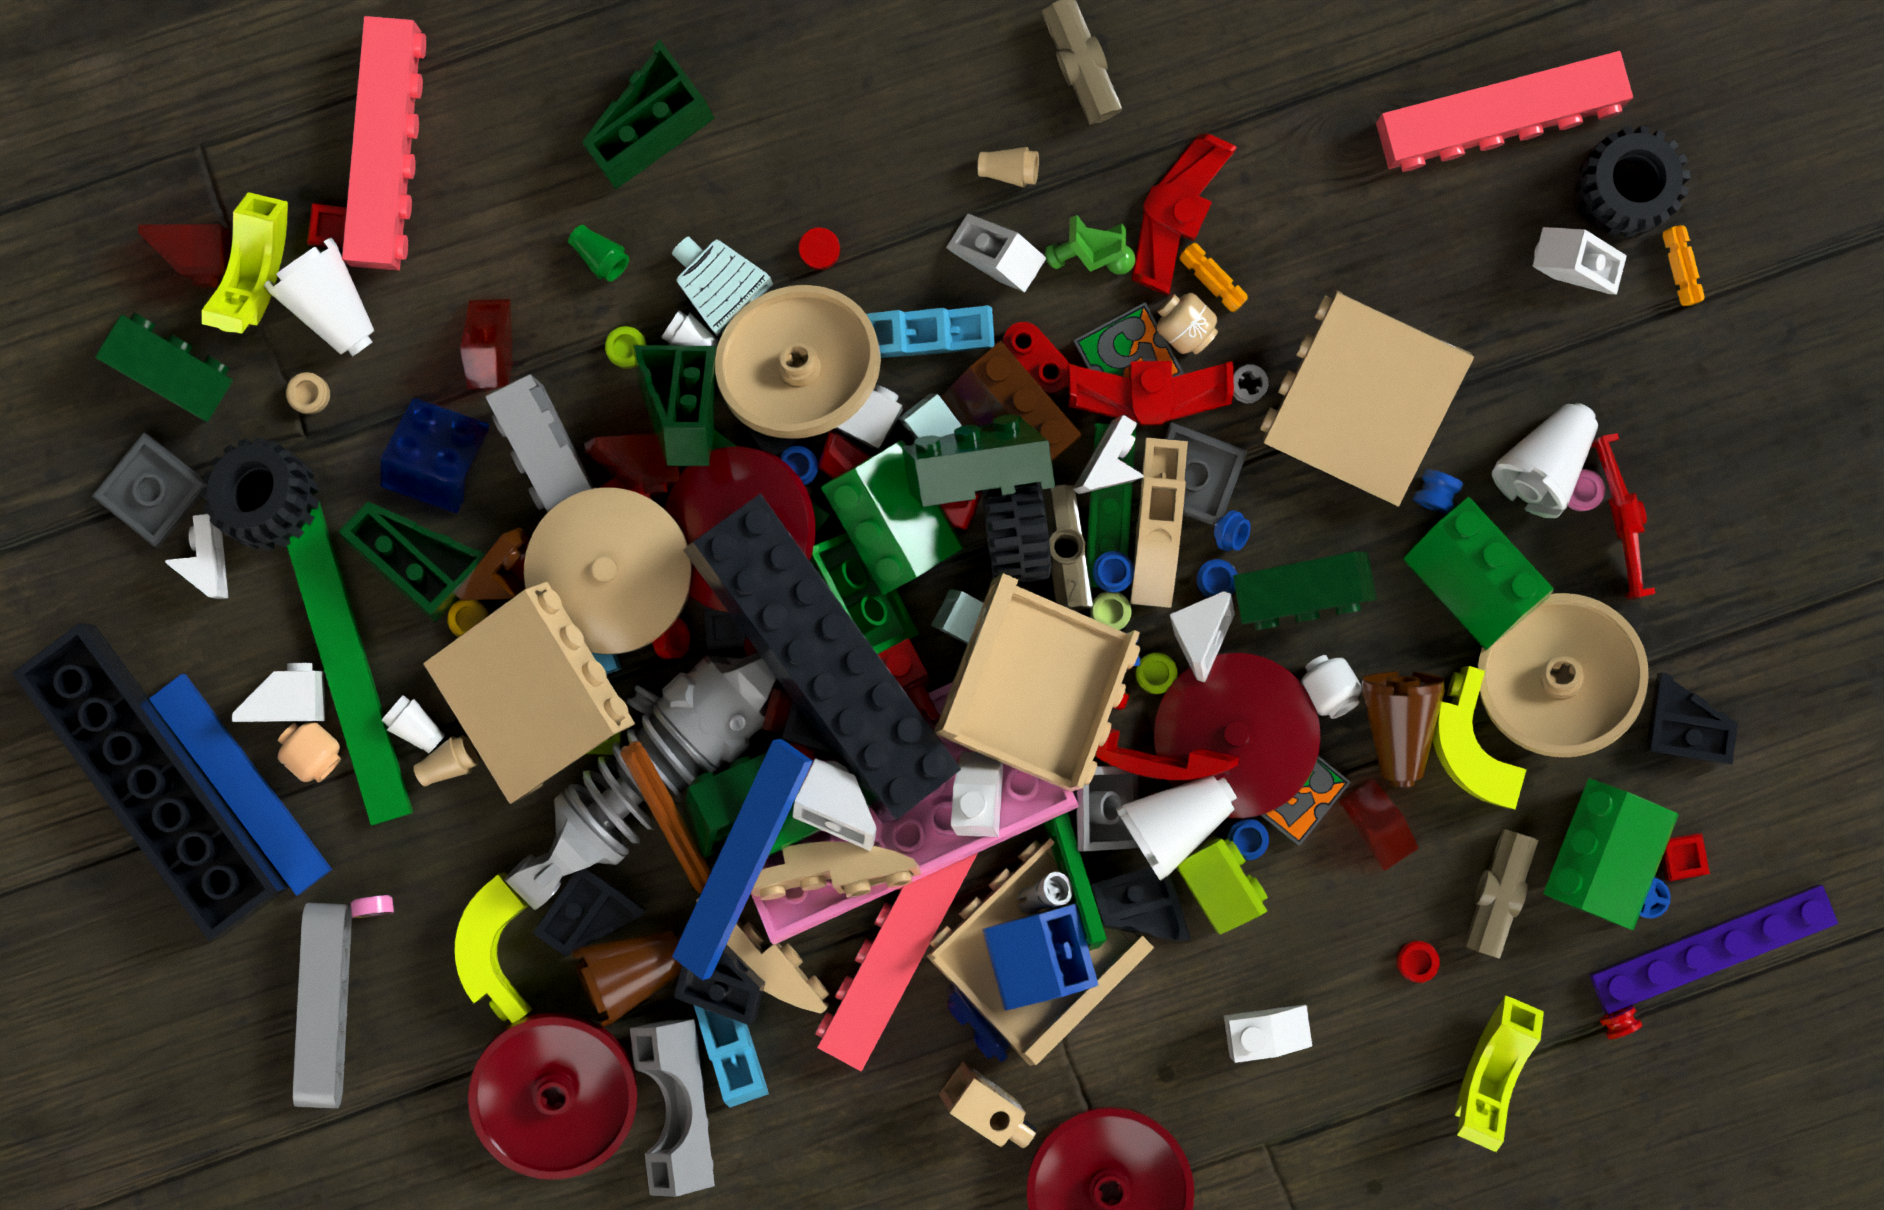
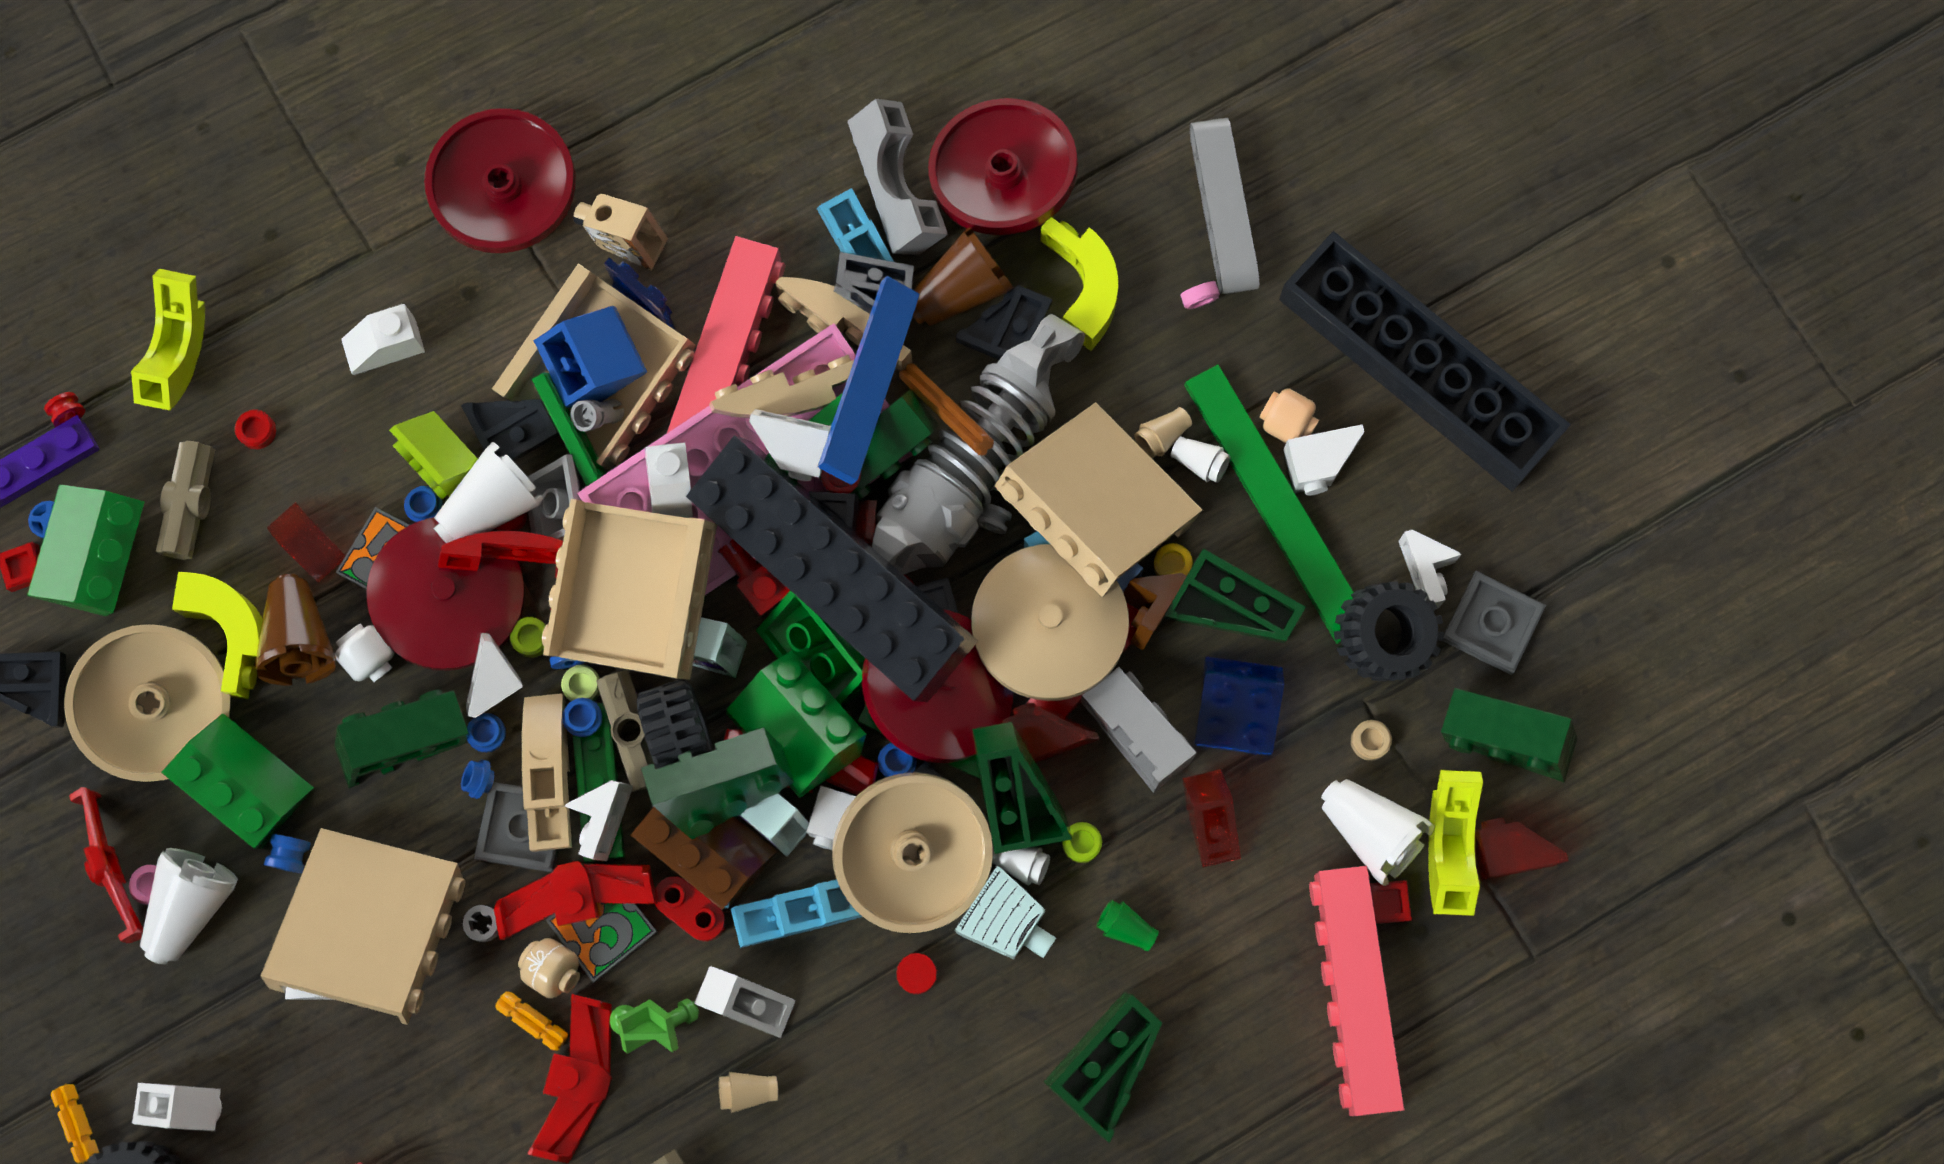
camera: 170 degrees right, 10 degrees down
(240, 784) = (1345, 379): blue tile -> none
(674, 641) = (976, 573): red tile -> none

